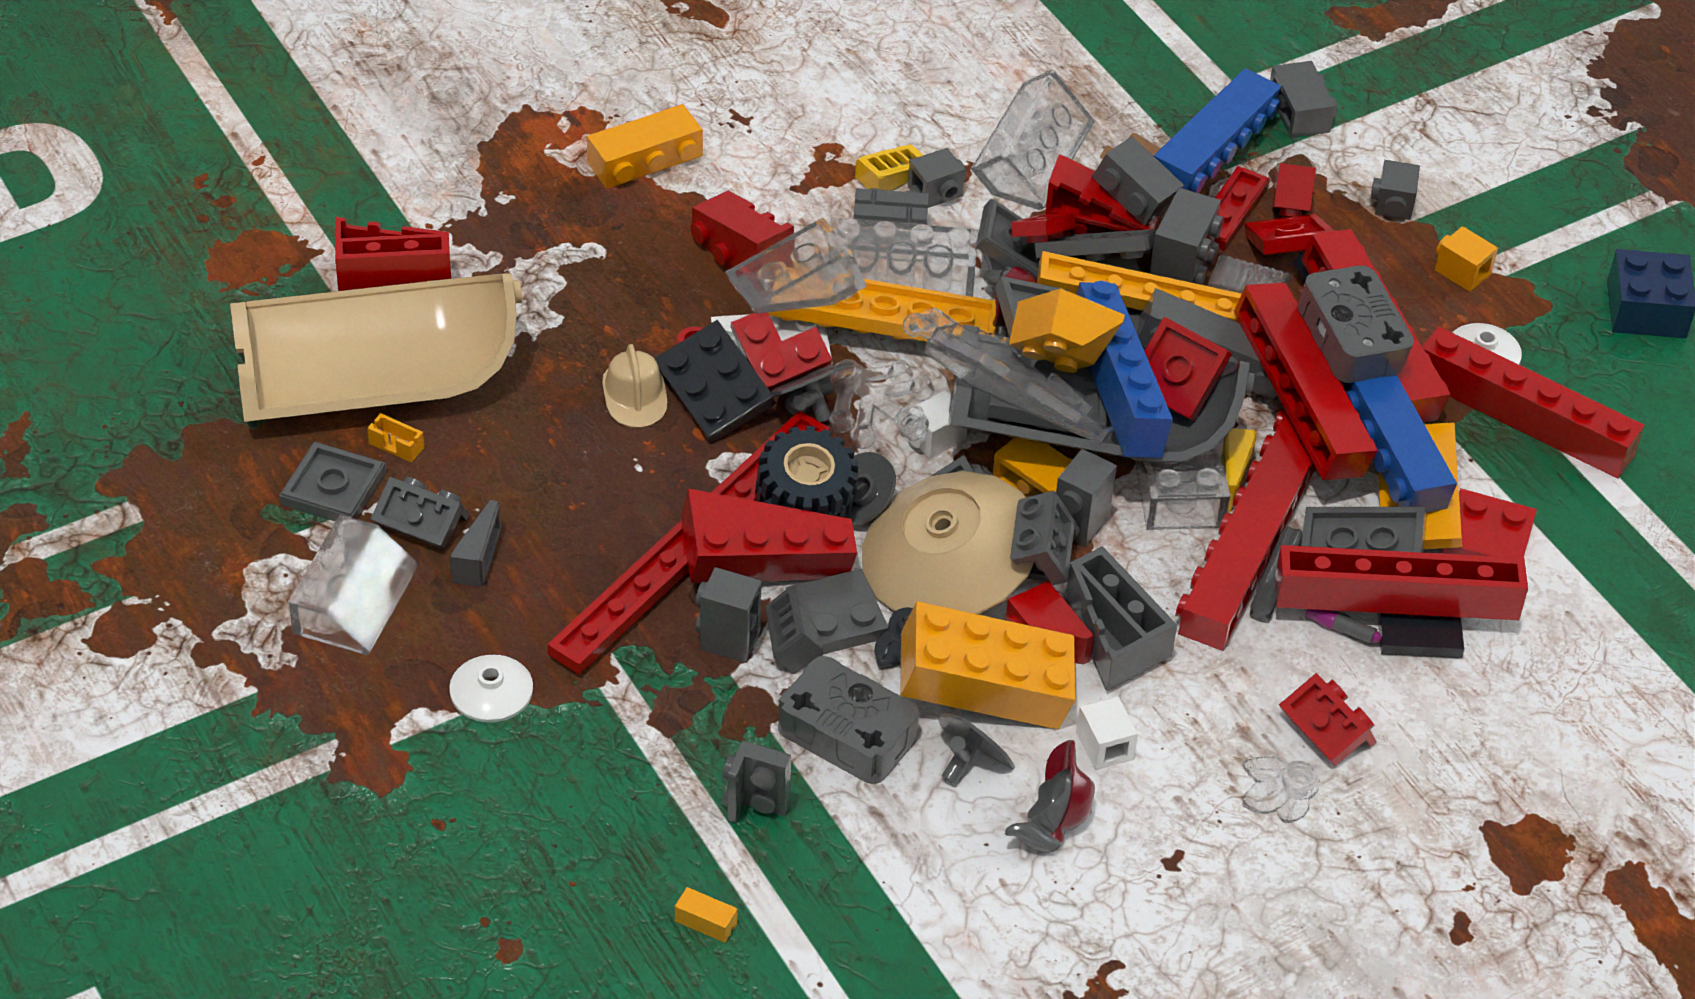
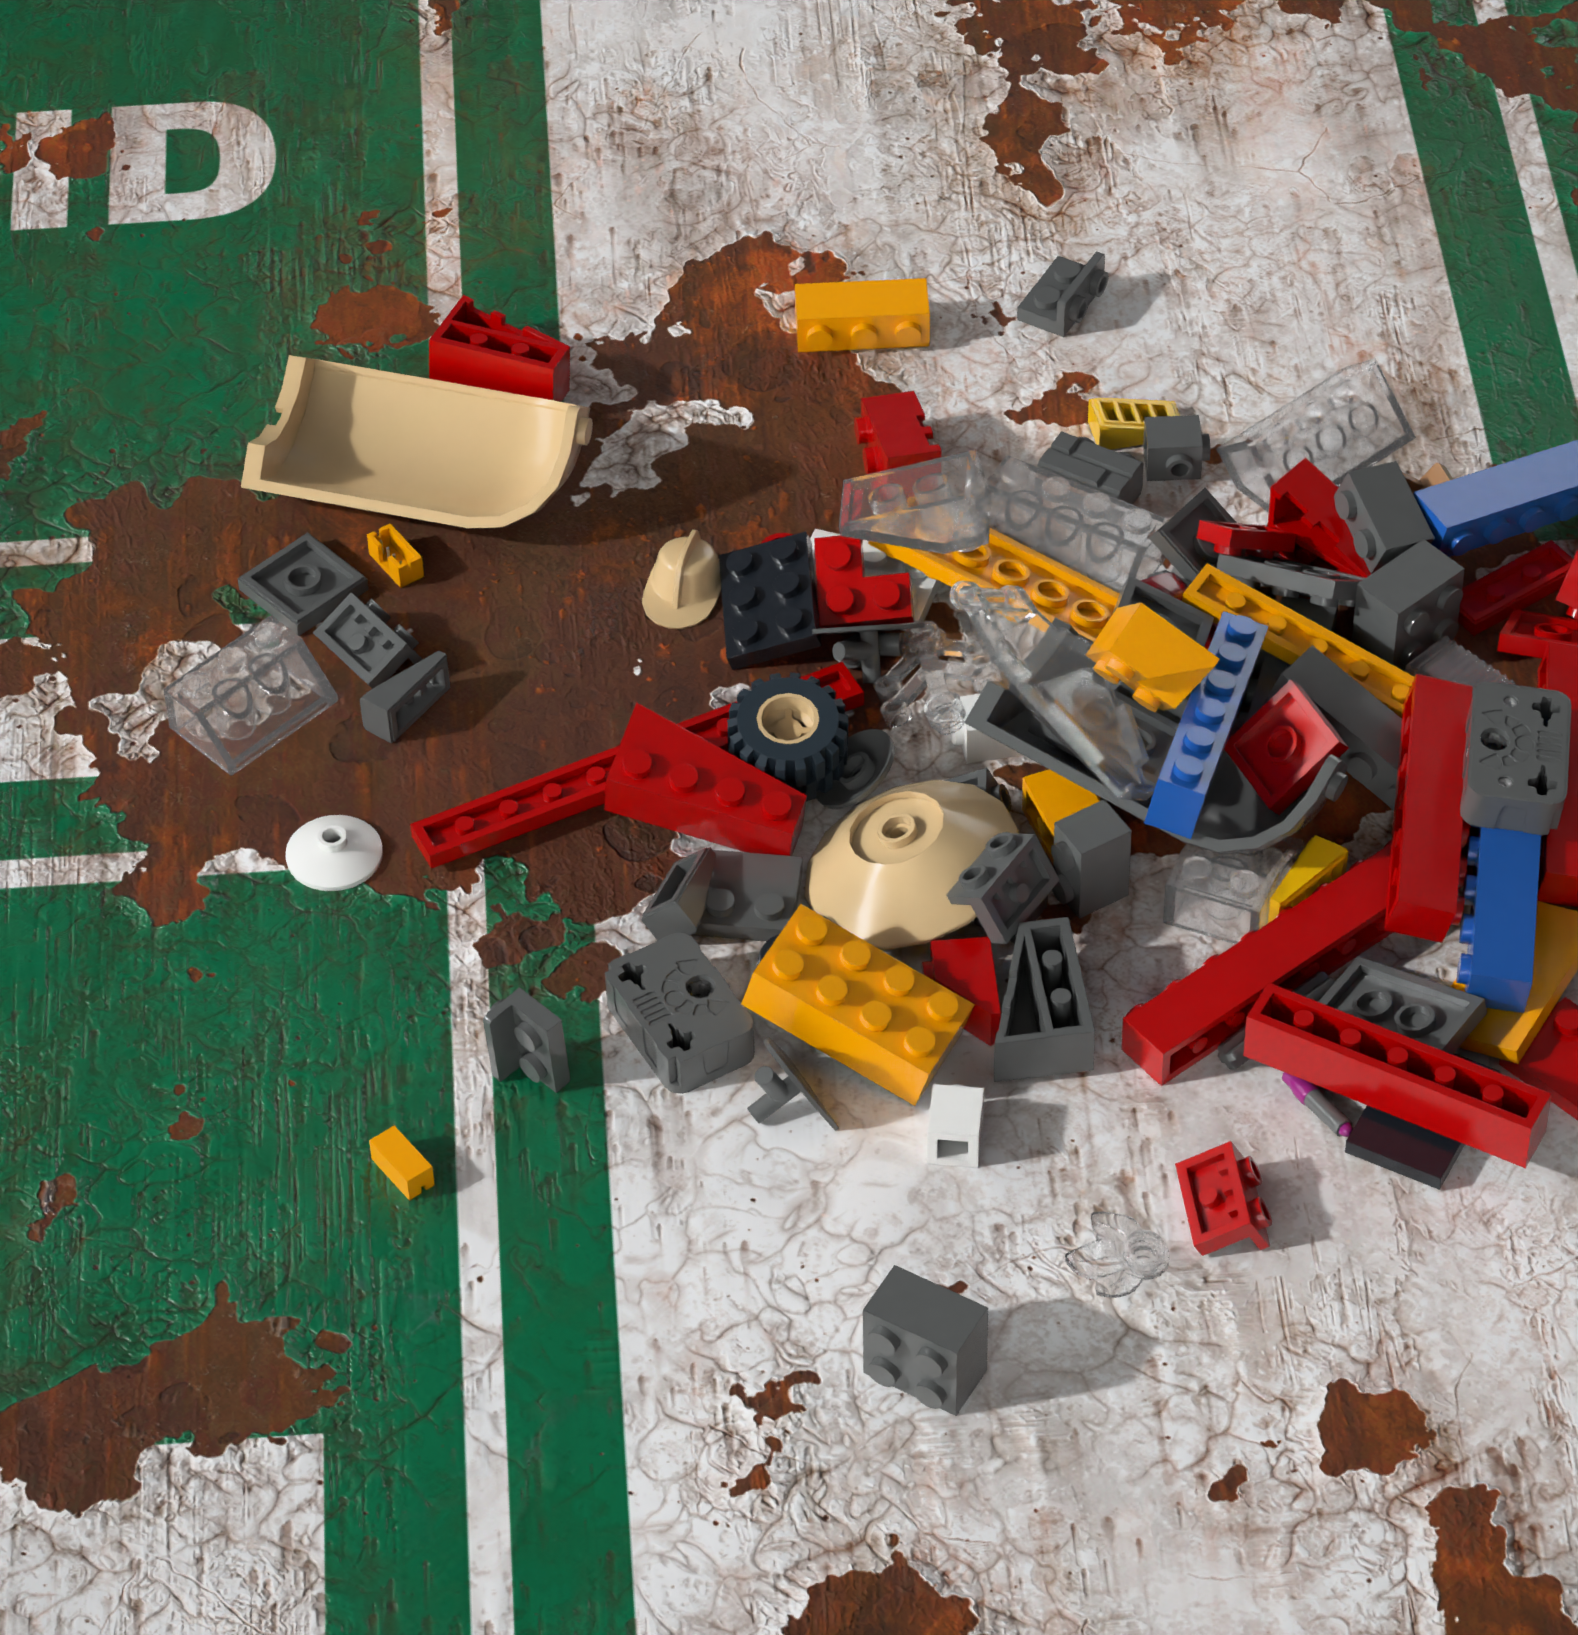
camera: 30 degrees right, 0 degrees up
(729, 614) = (614, 856): dark grey brick -> none
(781, 89) = (1064, 294): none -> dark grey bracket
(1061, 804) = (852, 1190): hair -> none
(1200, 903) = (925, 1340): none -> dark grey brick

